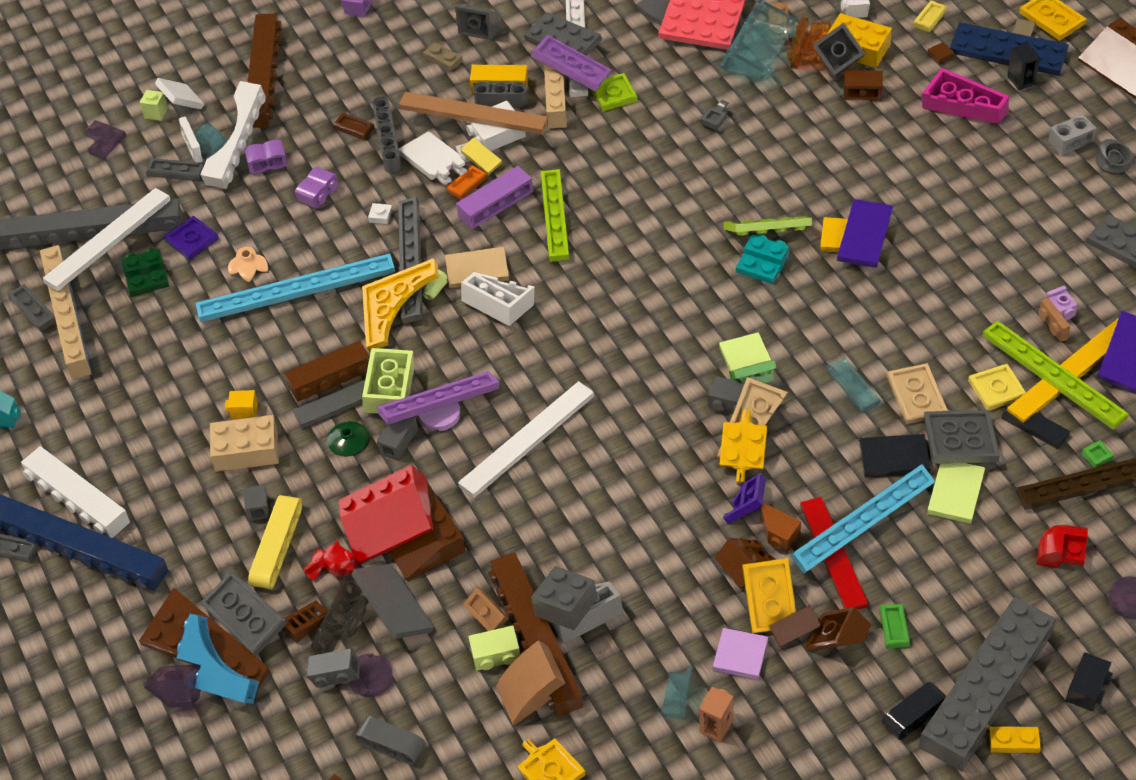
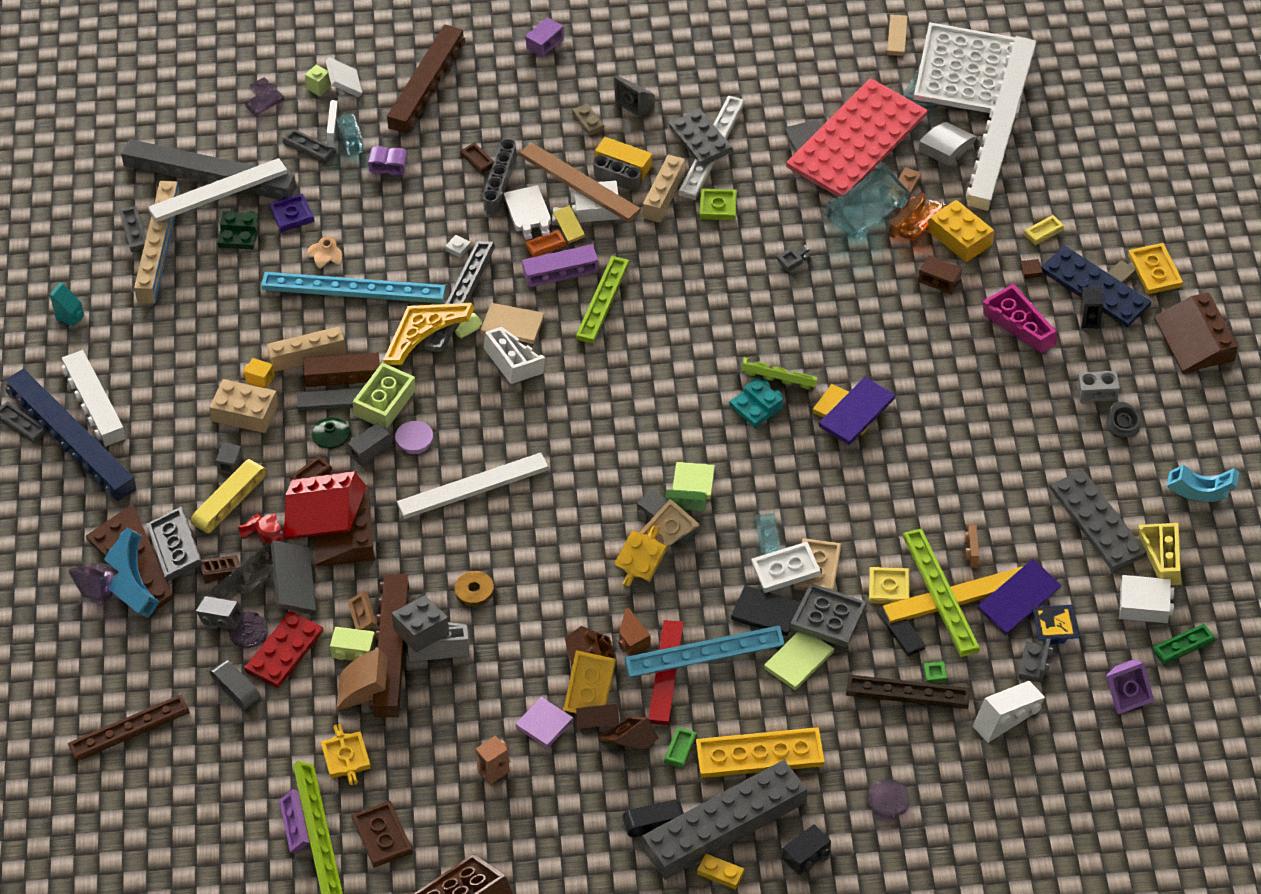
camera: 20 degrees right, 0 degrees up
(220, 166) = (346, 156): white arch -> none
(270, 368) = (292, 351): none -> tan brick
(316, 187) = (415, 203): medium lavender brick -> none
(351, 482) = (315, 468): none -> reddish brown tile
(420, 682) = (284, 649): none -> red plate
(438, 397) = (416, 424): medium lavender plate -> none
(571, 63) = (689, 165): medium lavender tile -> none
(583, 532) = (474, 579): none -> pearl gold tile
(677, 694) = (476, 734): clear light blue panel -> none
(748, 499) = (621, 601): dark purple wing -> none
(839, 49) = (932, 234): dark grey brick -> none
(891, 405) = (786, 567): none -> white plate
(977, 600) = (759, 751): none -> yellow plate
(1062, 545) = (857, 736): red brick -> none
(1063, 302) = (987, 534): lavender brick -> none

